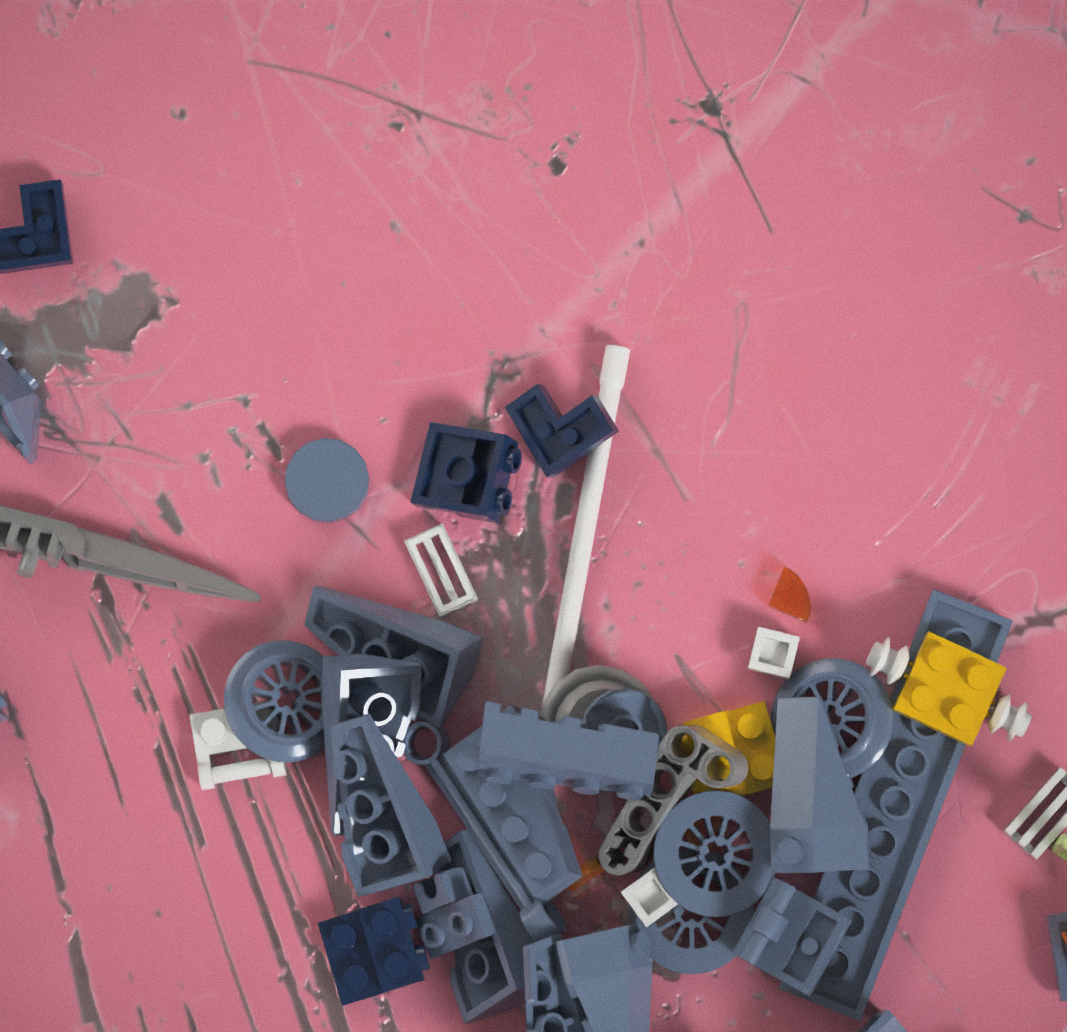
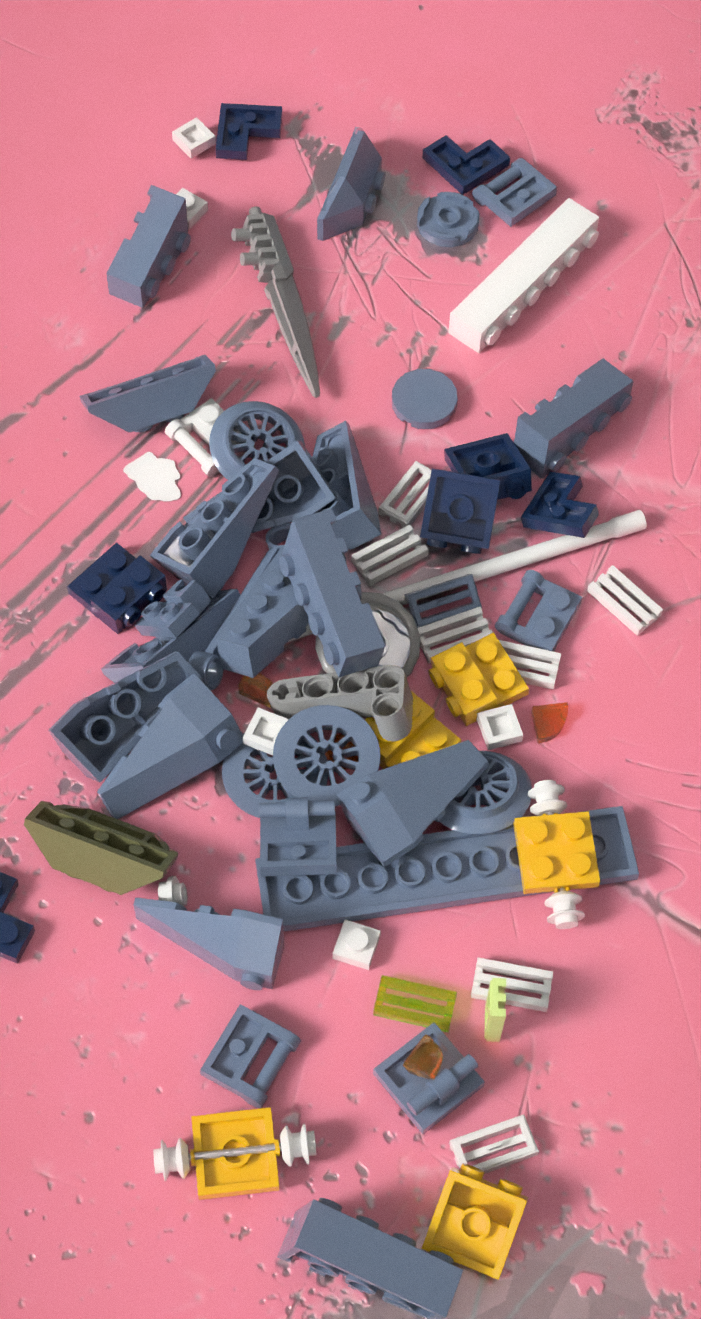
camera: 55 degrees right, 20 degrees down
(97, 301) = (448, 219): none -> sand blue tile
(121, 201) = (518, 199): none -> sand blue plate
(149, 782) = (152, 397): none -> sand blue wedge
(234, 270) = (524, 276): none -> white brick
(249, 831) = (155, 477): none -> white sticker
(455, 339) = (571, 417): none -> sand blue wedge
(502, 603) = (387, 550): none -> white tile
(509, 540) = (460, 510): none -> dark blue plate
(589, 619) = (415, 609): none -> sand blue tile
(643, 595) = (452, 629): none -> white tile
(676, 521) = (549, 618): none -> sand blue plate
(698, 413) = (629, 596): none -> white tile
(705, 640) = (477, 678): none -> yellow plate
(736, 556) = (536, 660): none -> white tile
(921, 938) = (356, 944): none -> white plate
(987, 944) = (413, 1017): none -> clear neon green tile

